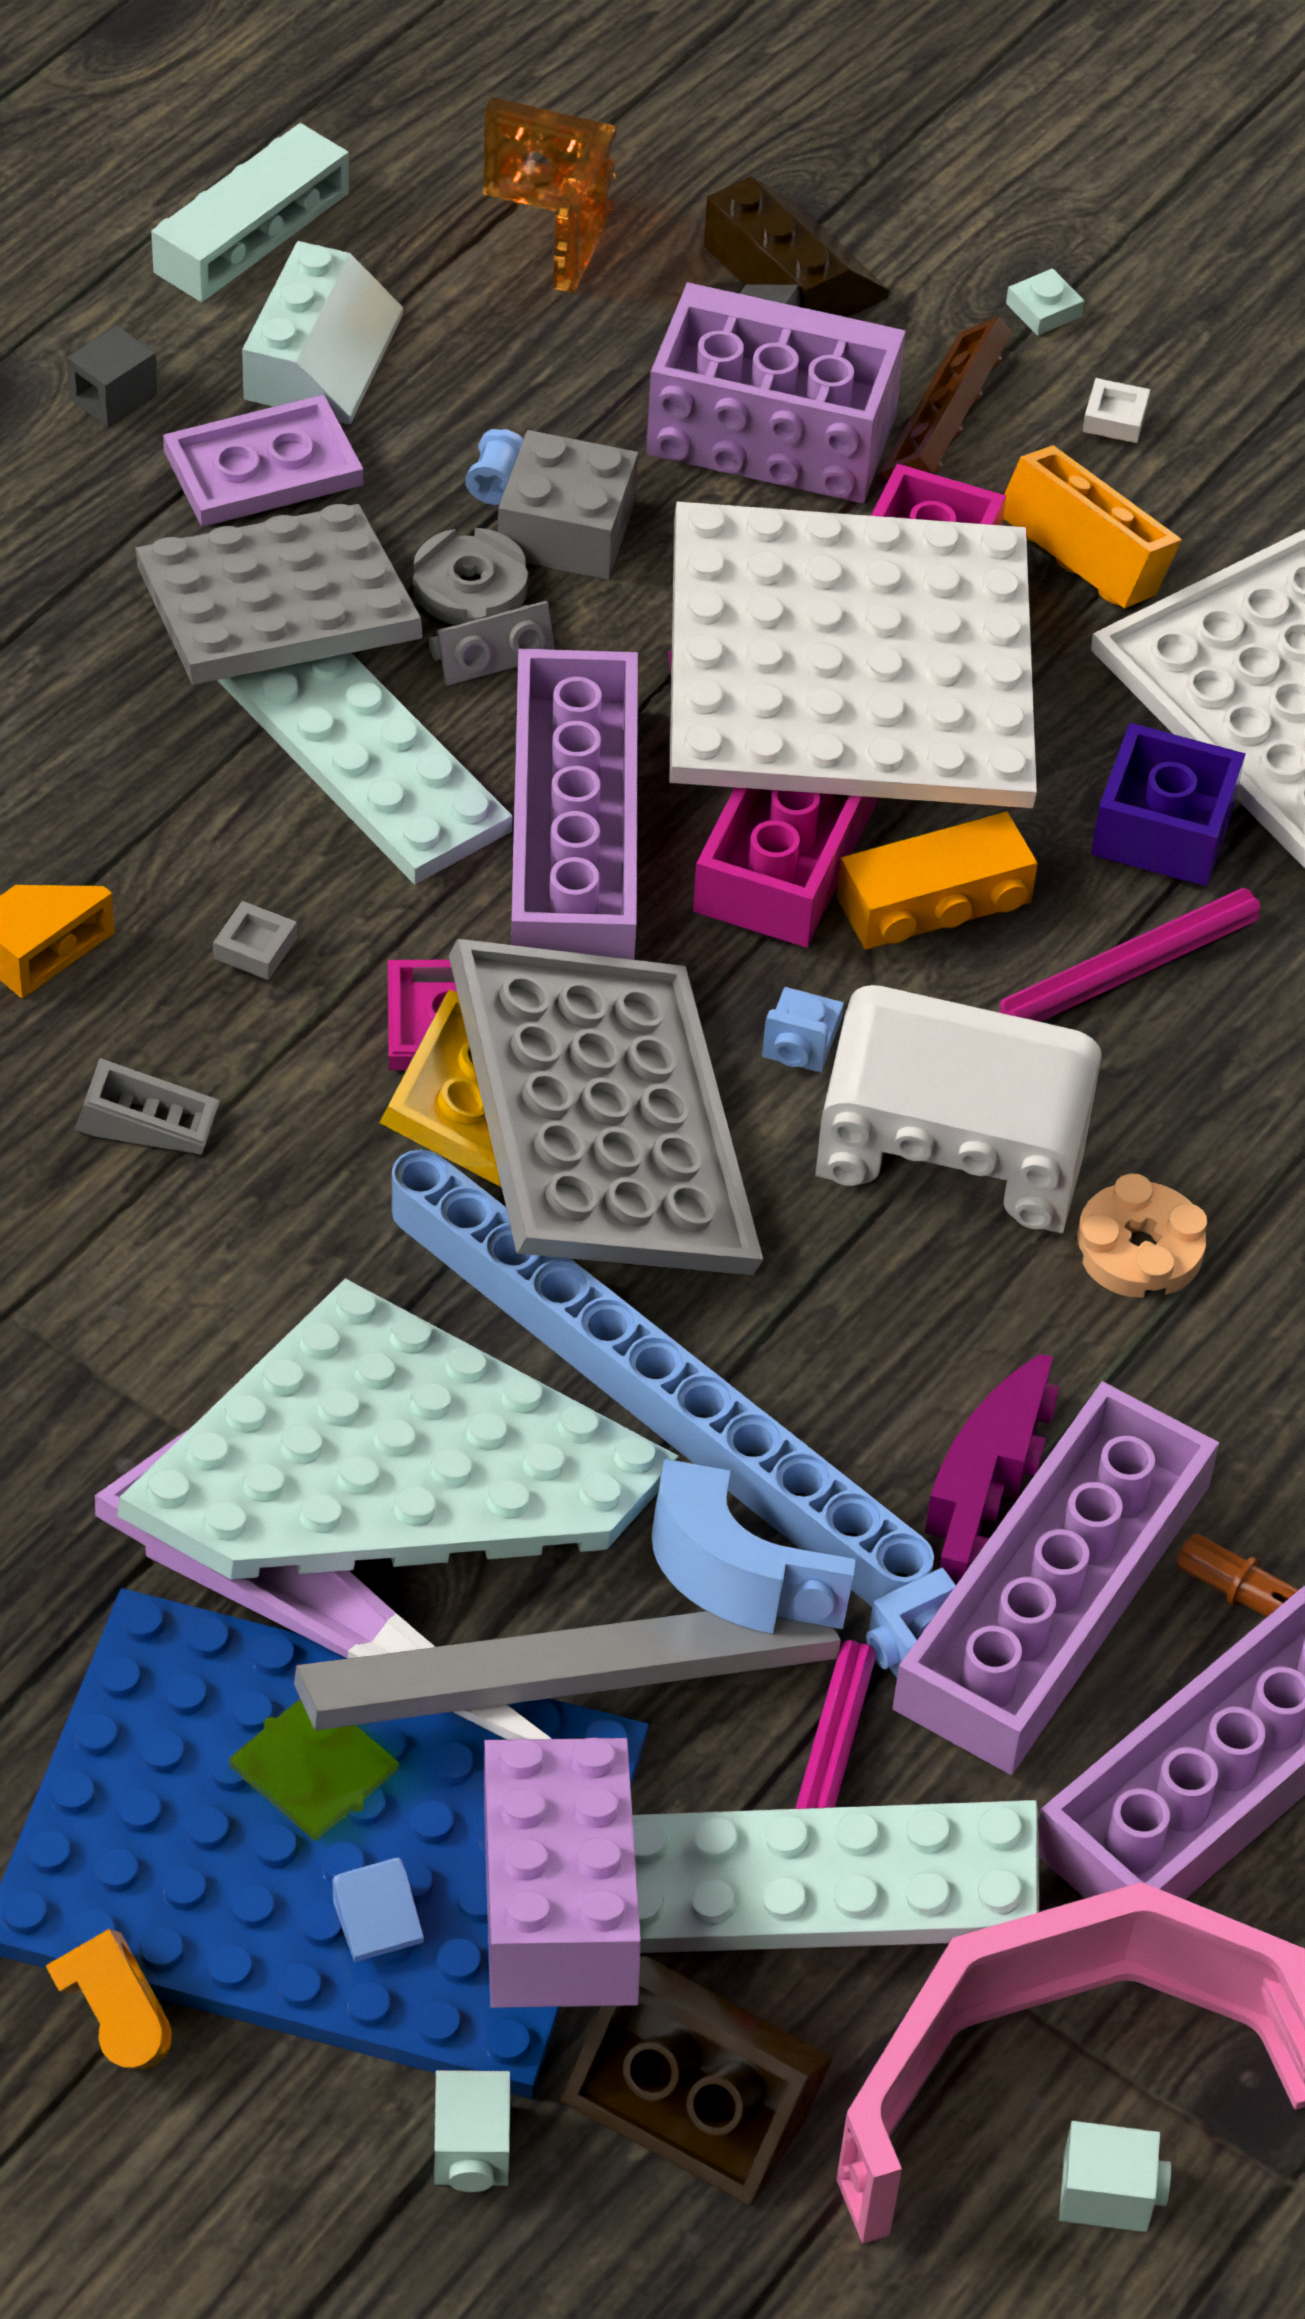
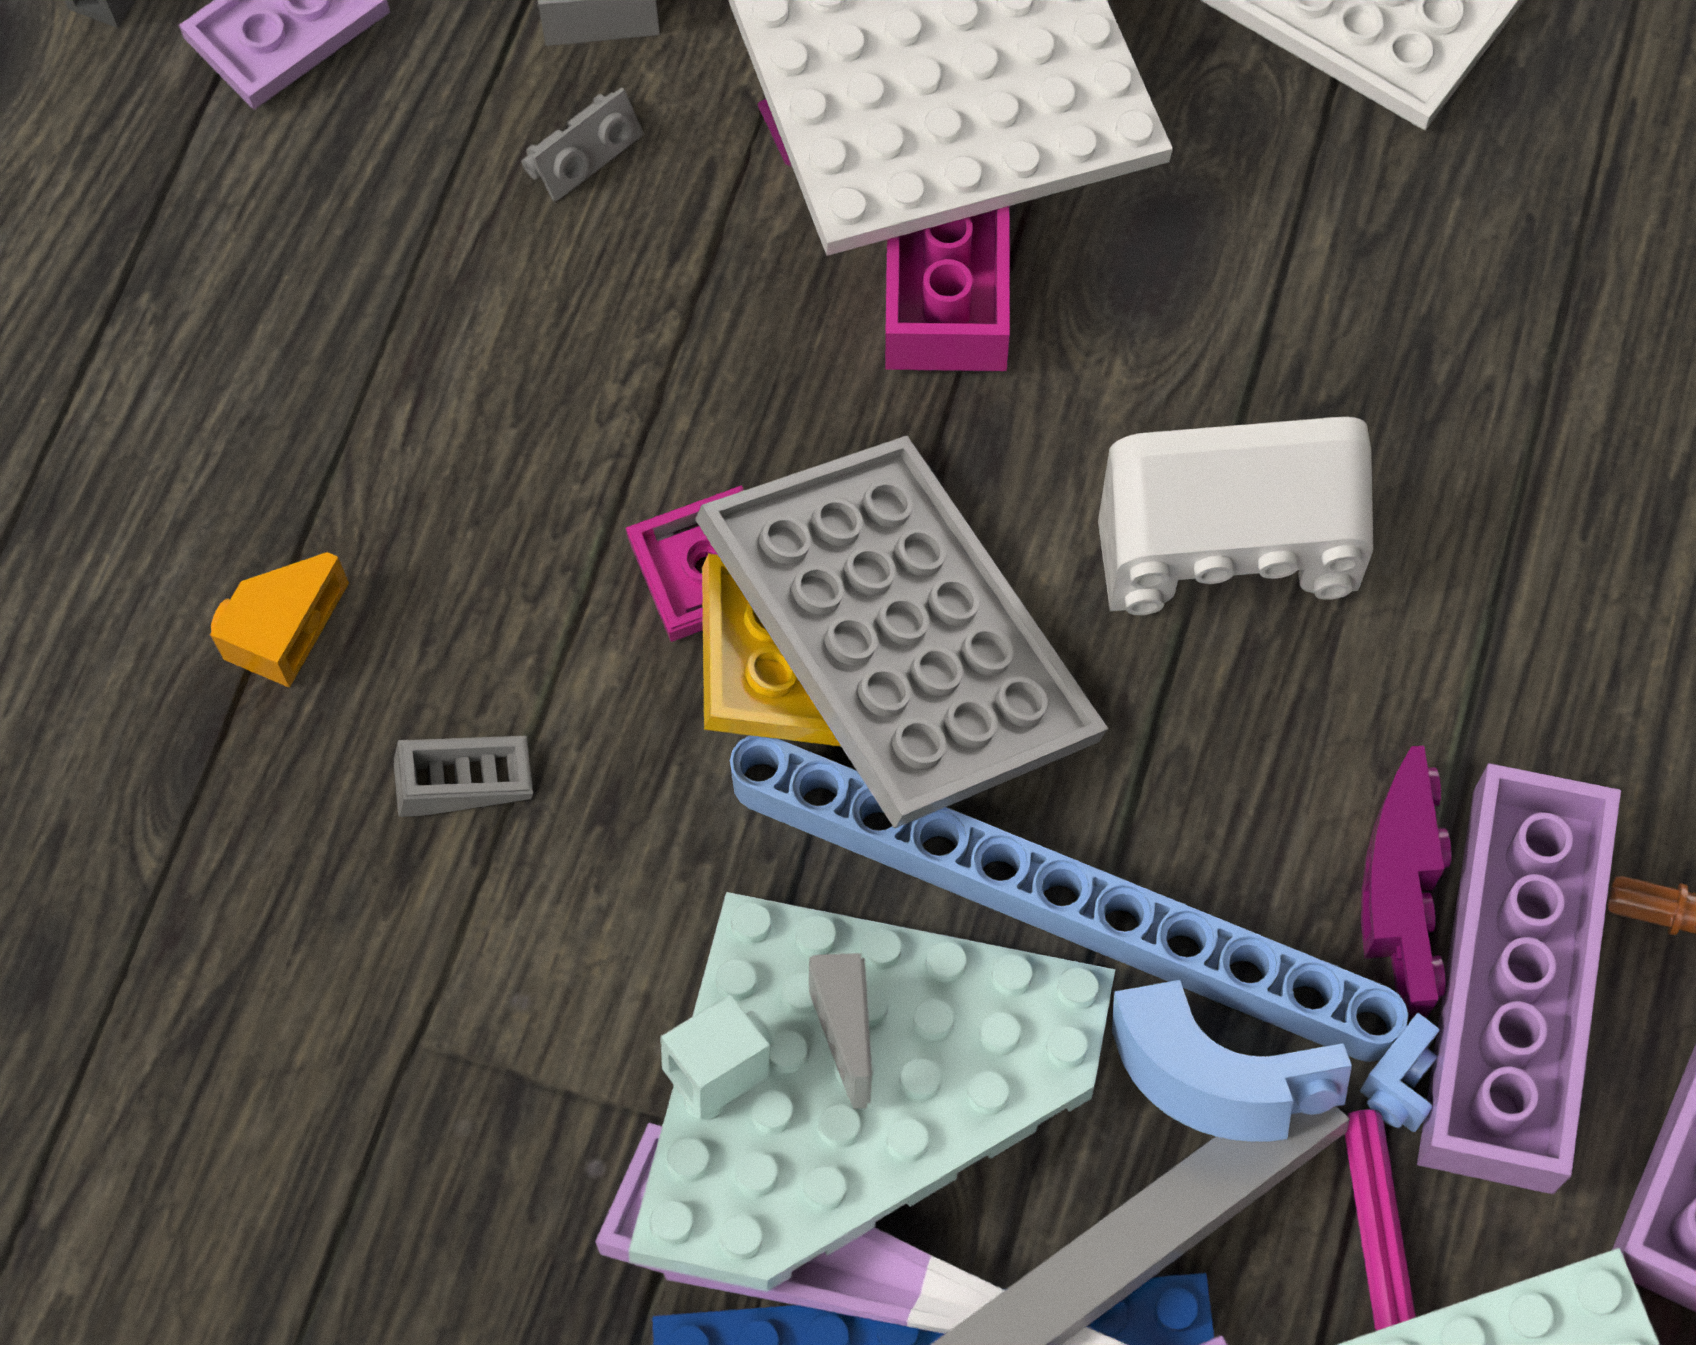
camera: 15 degrees left, 15 degrees up
(255, 940) = (490, 550): light grey plate -> none
(269, 1372) = (717, 1055): none -> light aqua brick
(277, 593) = (360, 165): light grey plate -> none
(374, 761) = (498, 295): light aqua plate -> none
(403, 1384) = (841, 1004): none -> light grey slope
(459, 601) = (539, 108): light grey plate -> none
(576, 802) = (740, 306): lavender brick -> none
(801, 1029) = (1038, 462): light blue bracket -> none
(936, 880) = (1100, 261): light orange brick -> none
(1133, 957) = (1303, 281): dark pink axle -> none
(1149, 1208) = (1444, 540): light nougat plate -> none
(1167, 804) = (1281, 108): dark purple brick -> none

